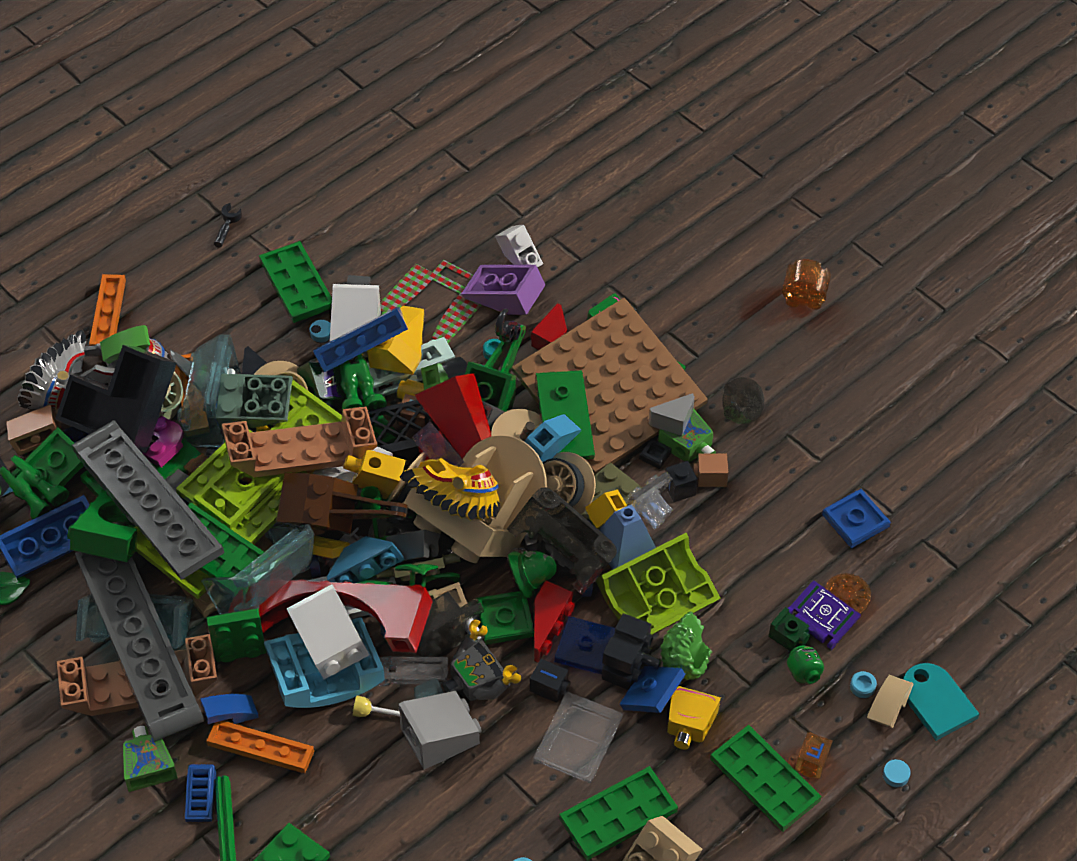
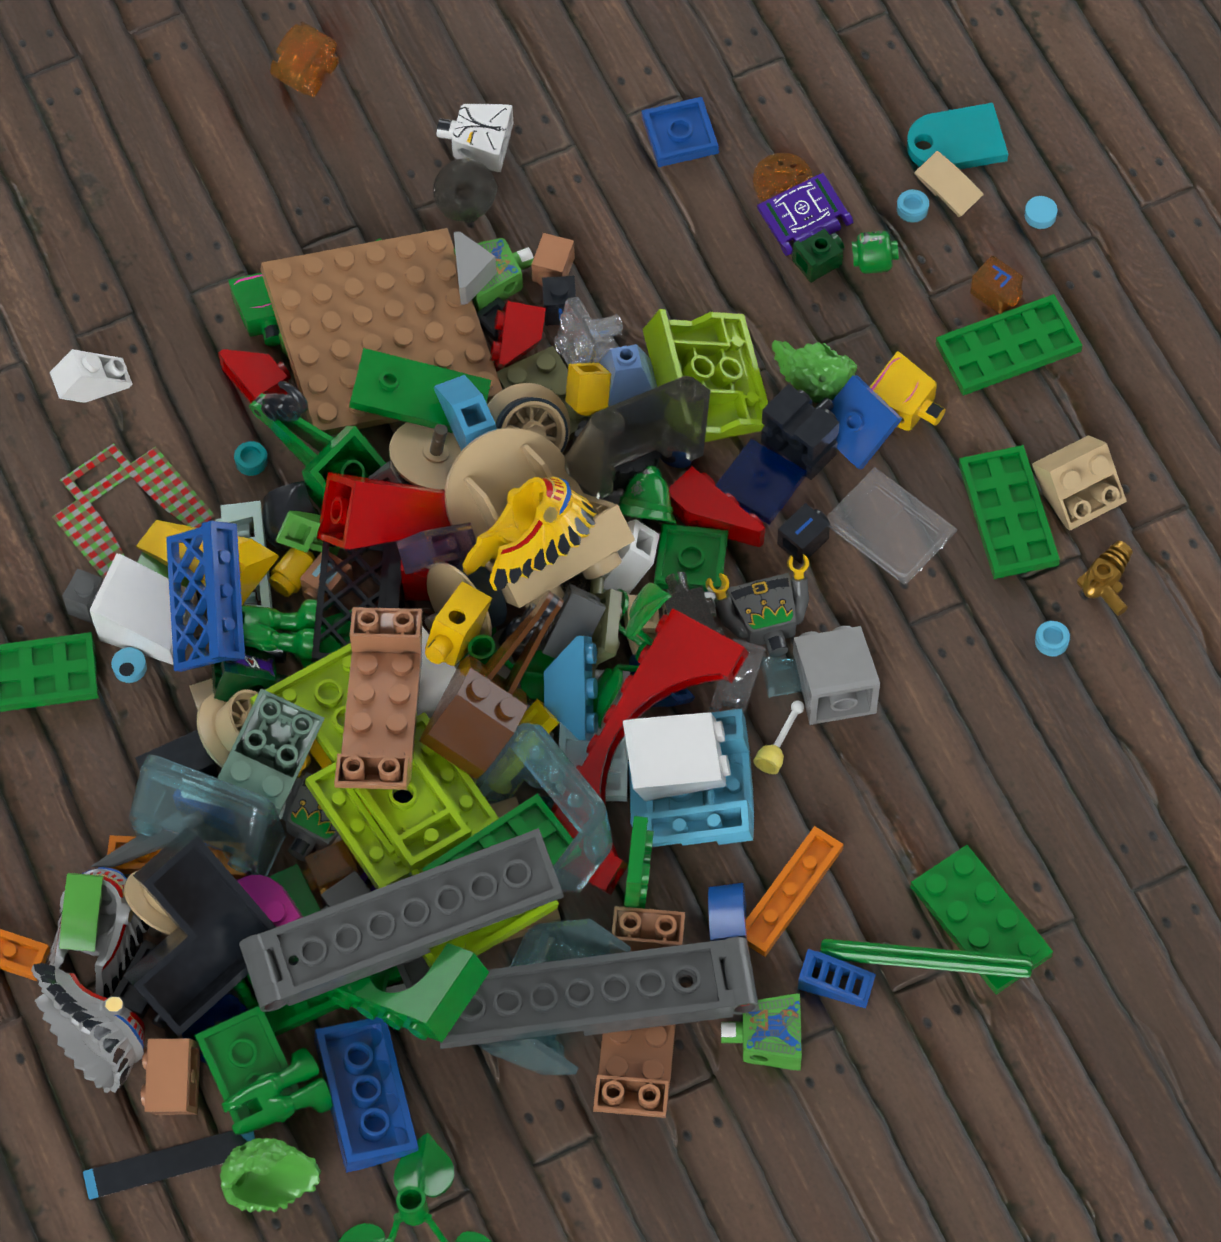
camera: 70 degrees left, 10 degrees up
(486, 574) = (635, 558): none -> white slope
(505, 287) = (152, 414): medium lavender slope -> none
(640, 463) = (519, 332): none -> red slope
(797, 401) = (480, 133): none -> white torso

